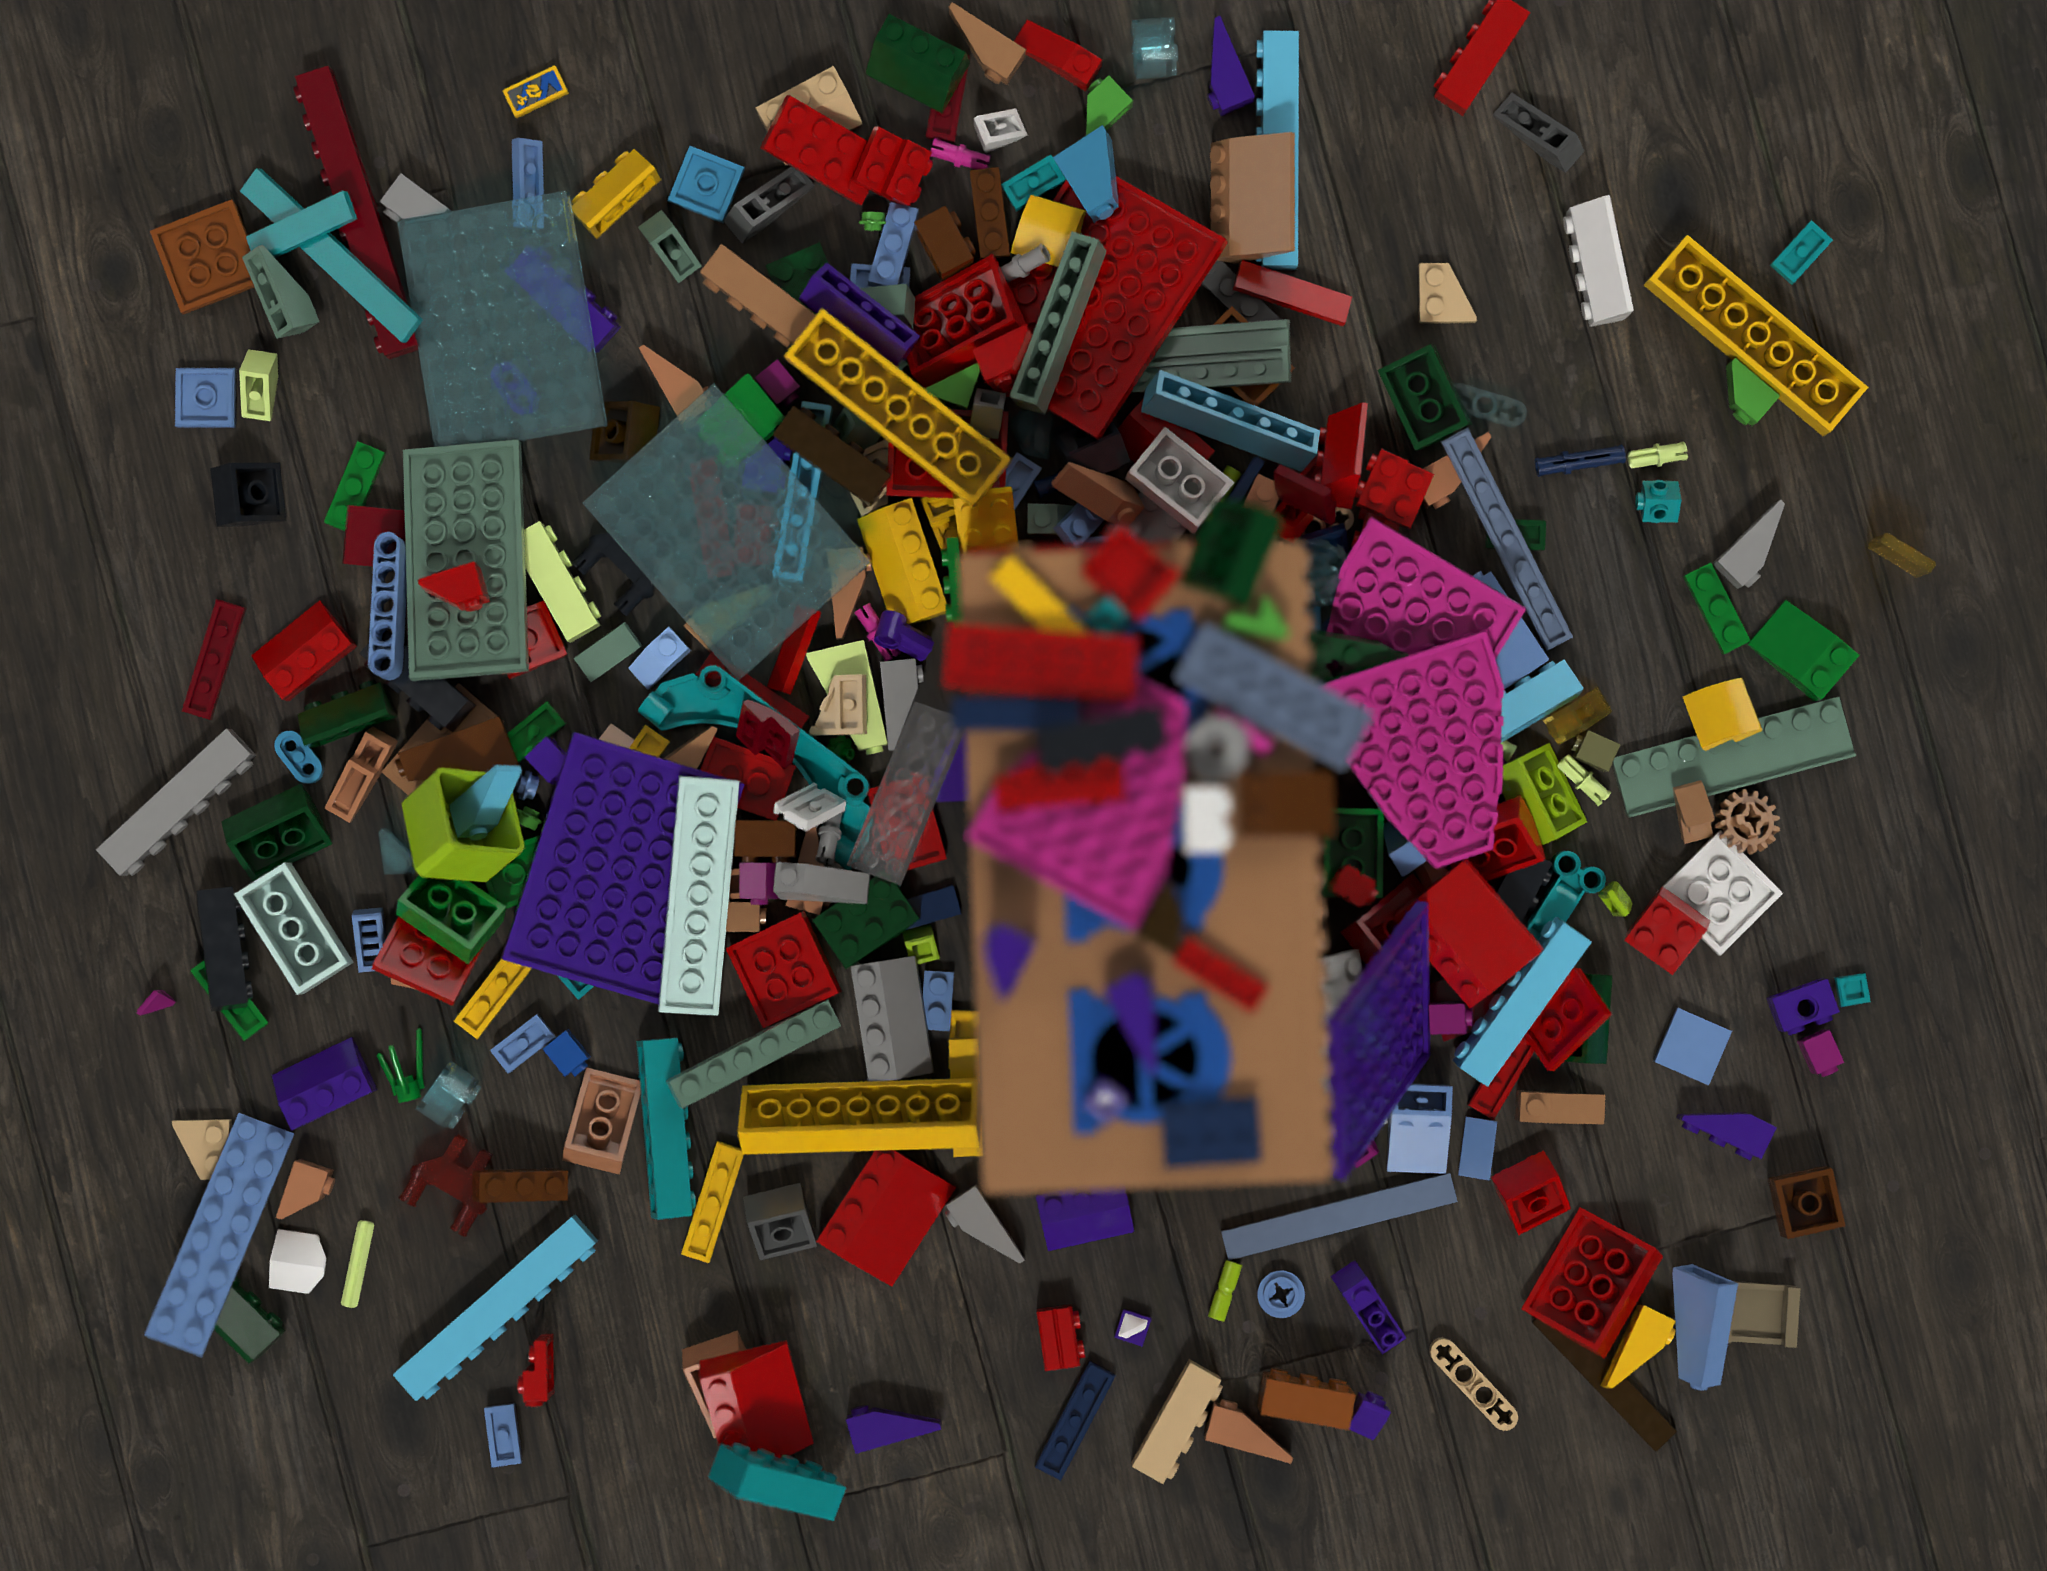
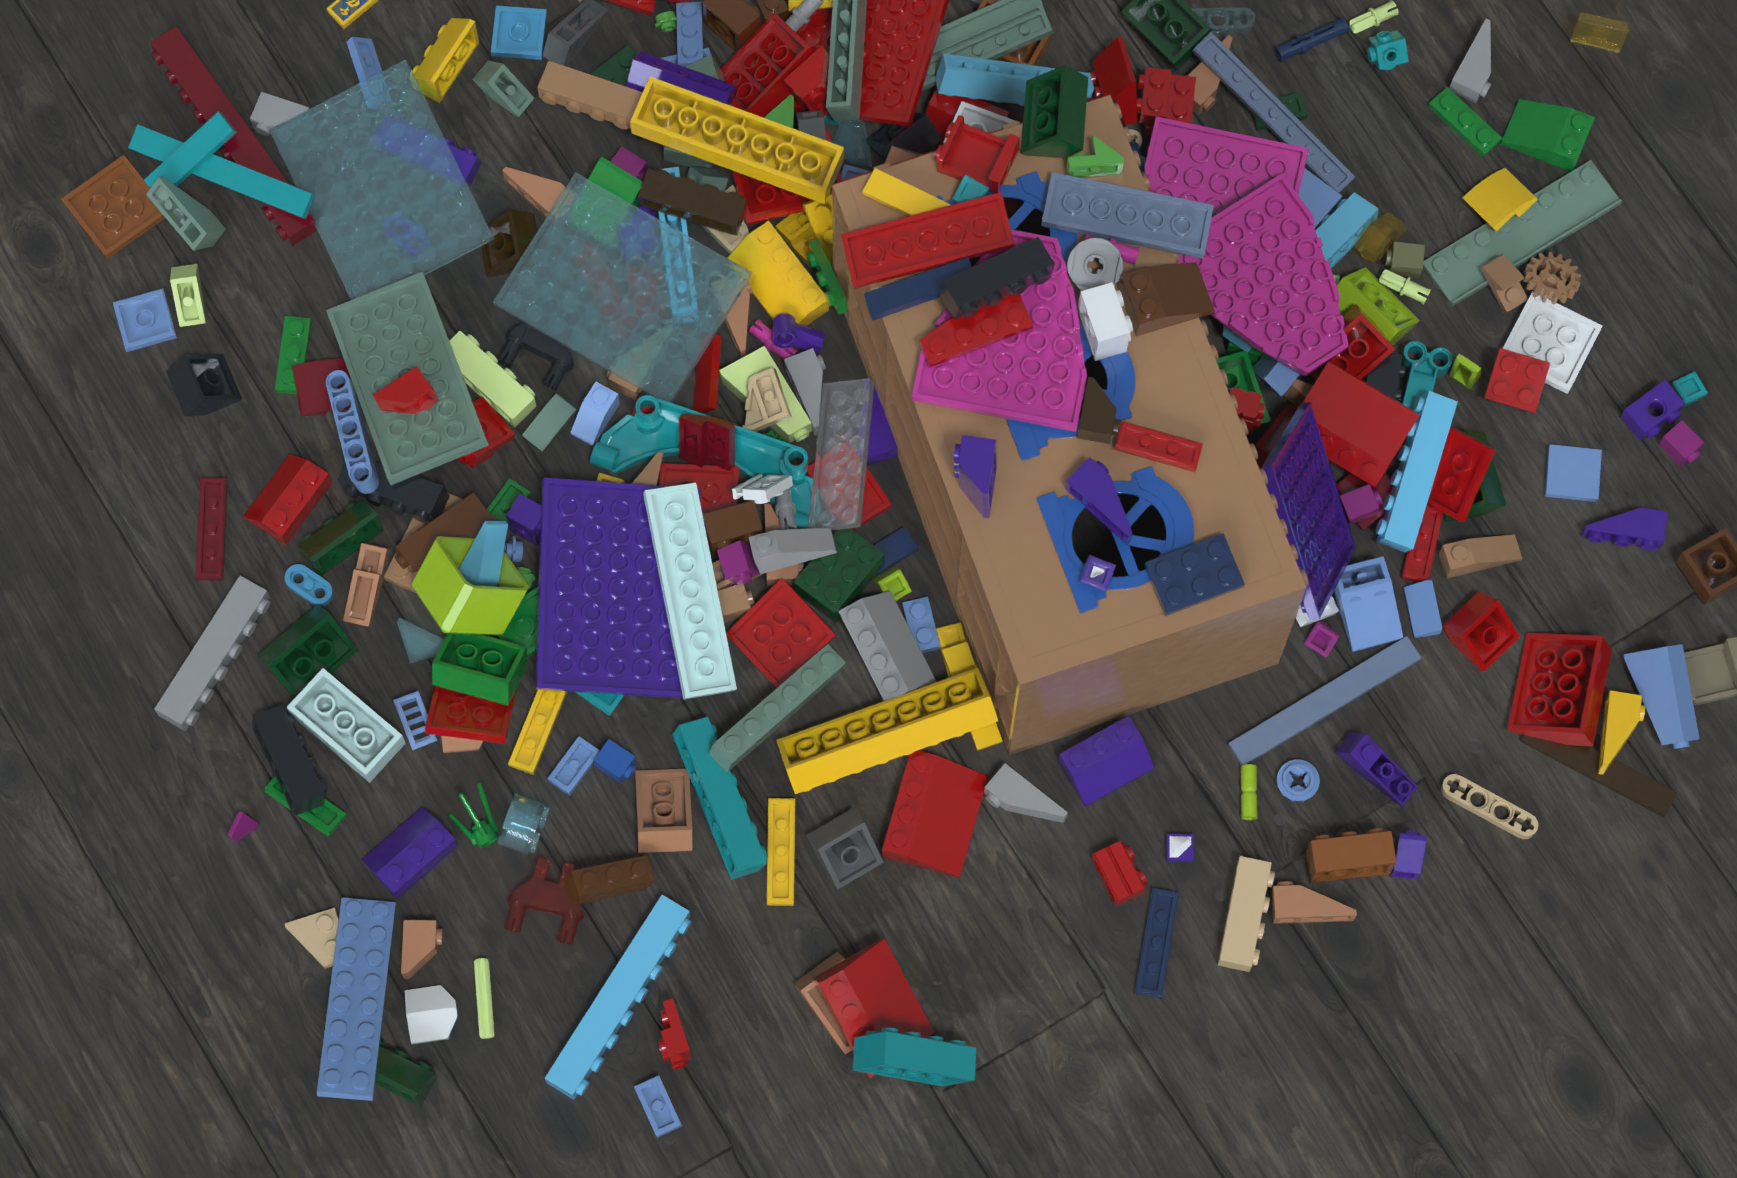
camera: 15 degrees left, 15 degrees down
(883, 1427) = (993, 995): dark purple slope -> none

